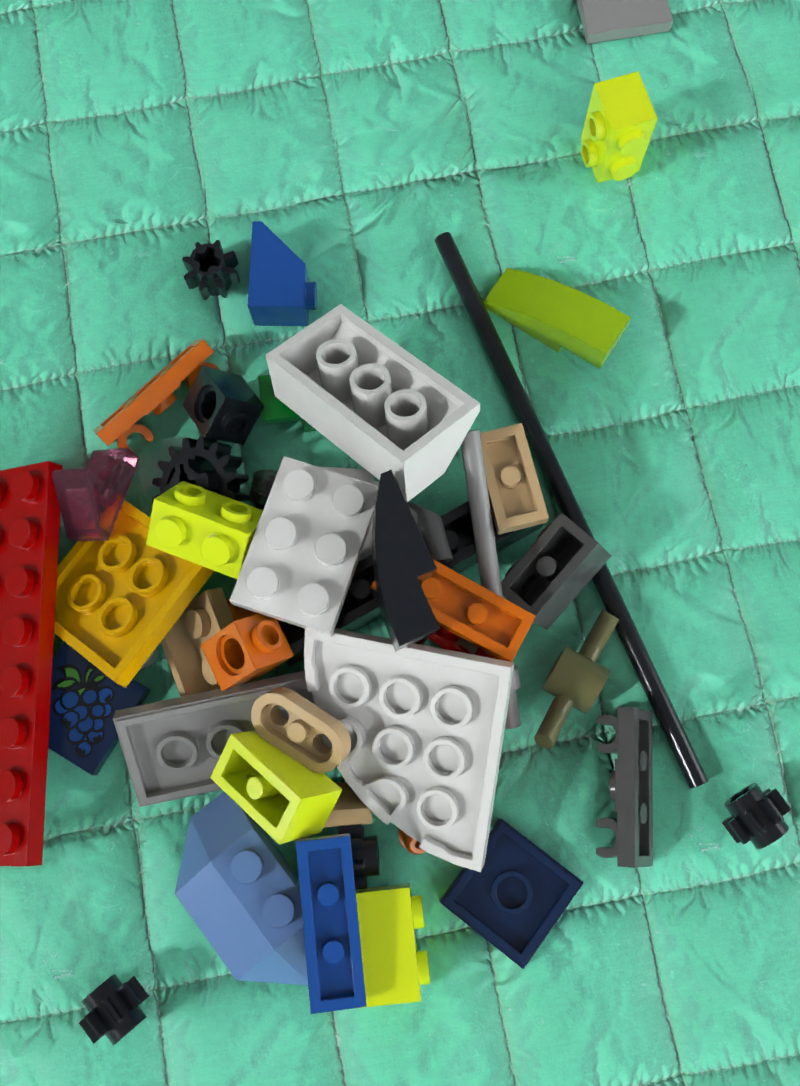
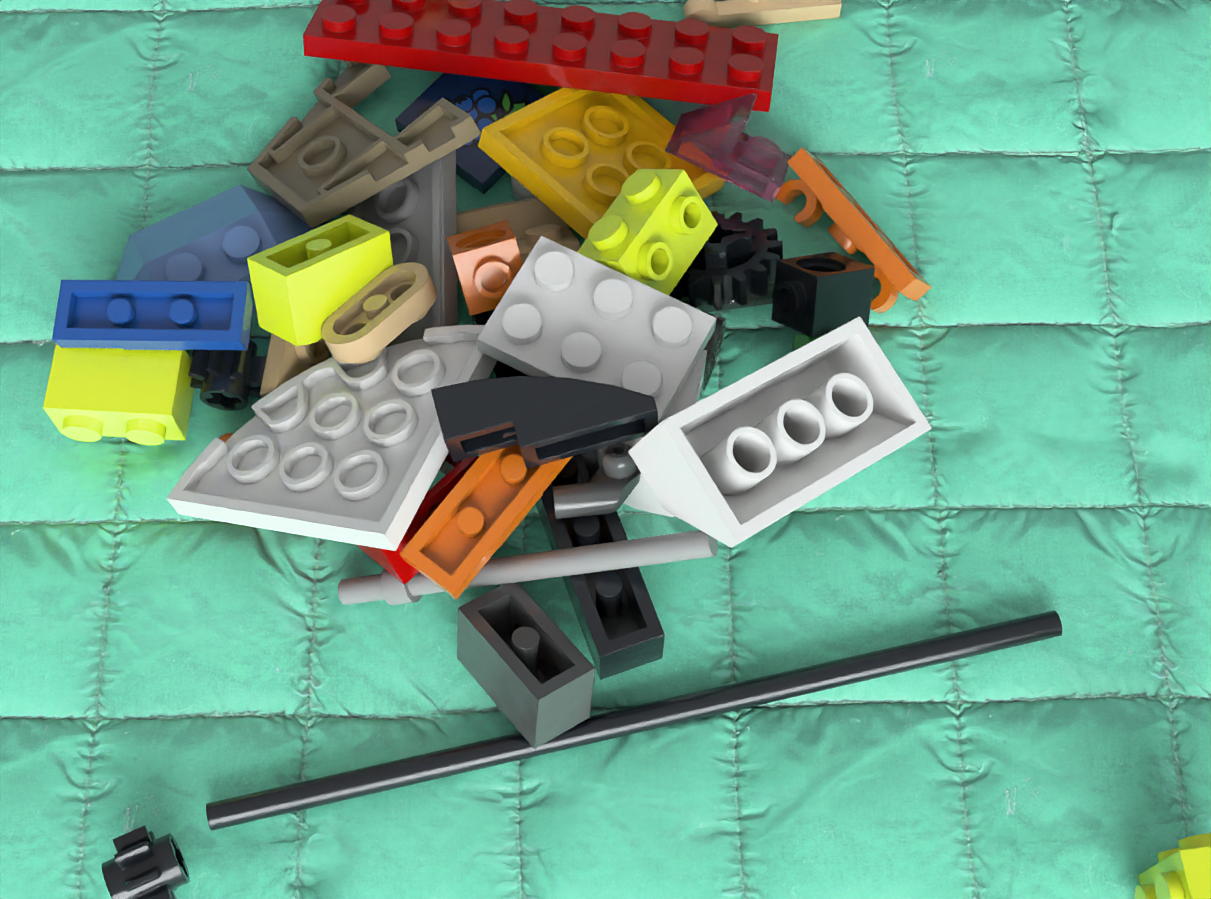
camera: 95 degrees right, 10 degrees down
(113, 1009) = (135, 114): black gear -> none
(150, 810) = (342, 157): none -> dark tan wing
(211, 269) = (1027, 294): black gear -> none
(278, 282) = (1002, 387): blue slope -> none
(512, 480) = (650, 604): tan plate -> none
(514, 895) = (142, 556): dark blue tile -> none
(557, 315) = (909, 754): lime slope -> none
(575, 680) = (381, 675): olive piece -> none
(630, 788) = (225, 719): dark grey plate -> none

